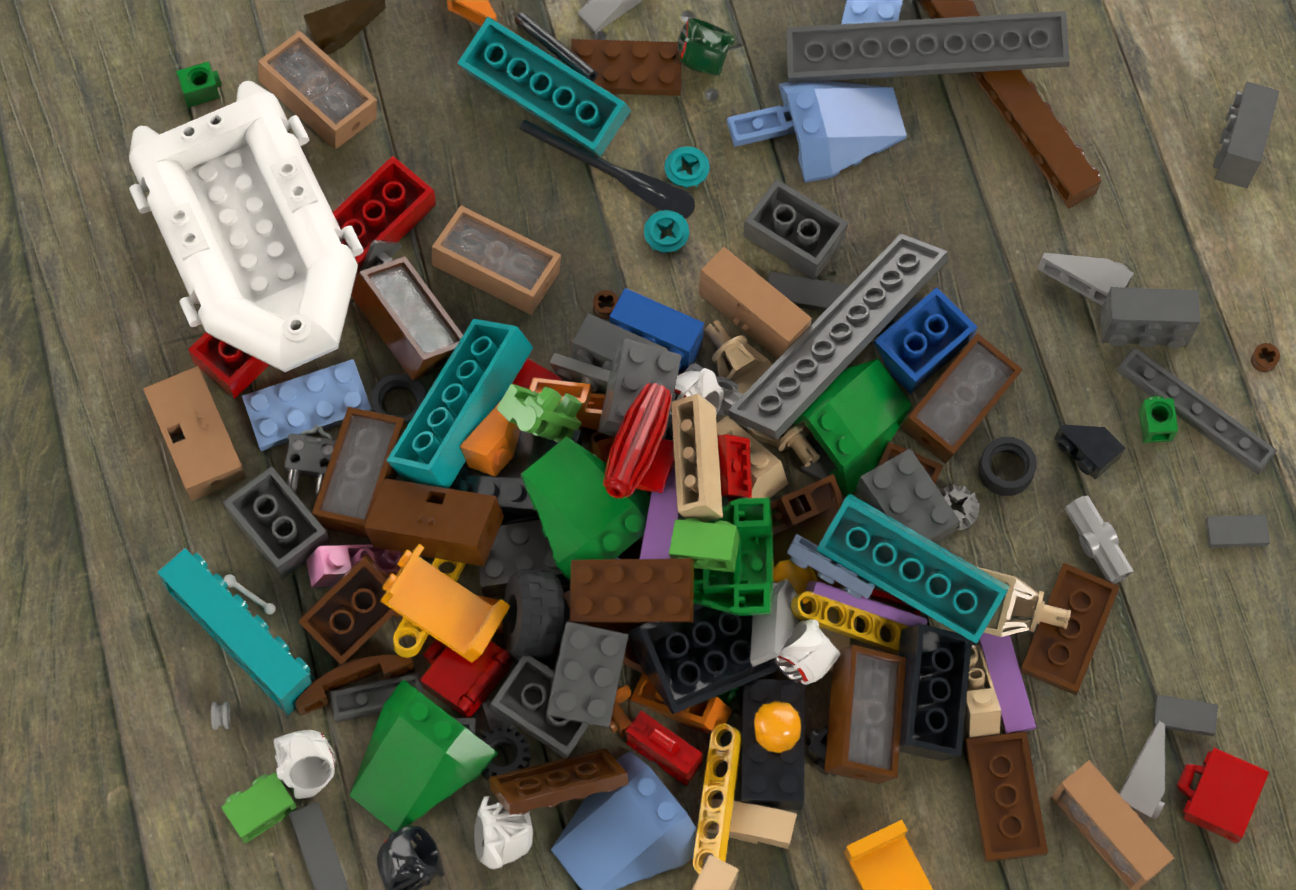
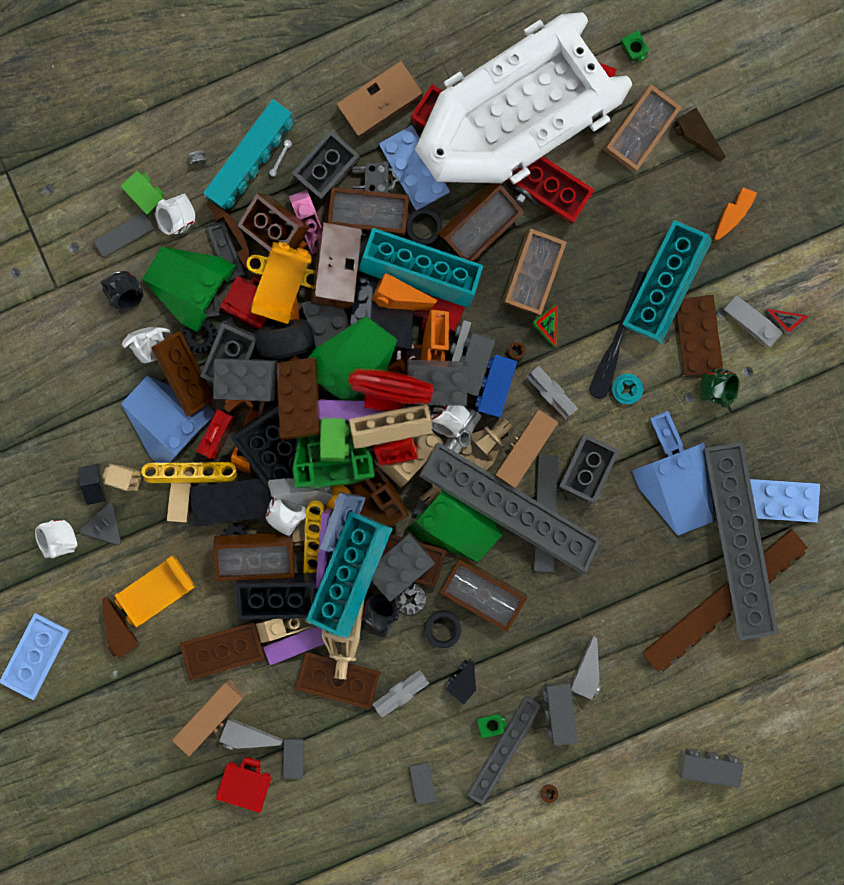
camera: 80 degrees right, 20 degrees up
(539, 412) = (412, 319): bright green hips -> none
(555, 46) = (702, 285): black piece -> none
(577, 257) = (547, 325): none -> piece
(665, 220) = (585, 379): teal gear -> none
(676, 265) = (552, 392): none -> light grey piece
(777, 726) = (236, 502): light orange hair -> none
(924, 340) = (520, 564): blue slope -> none
(980, 545) = (378, 615): none -> black piece

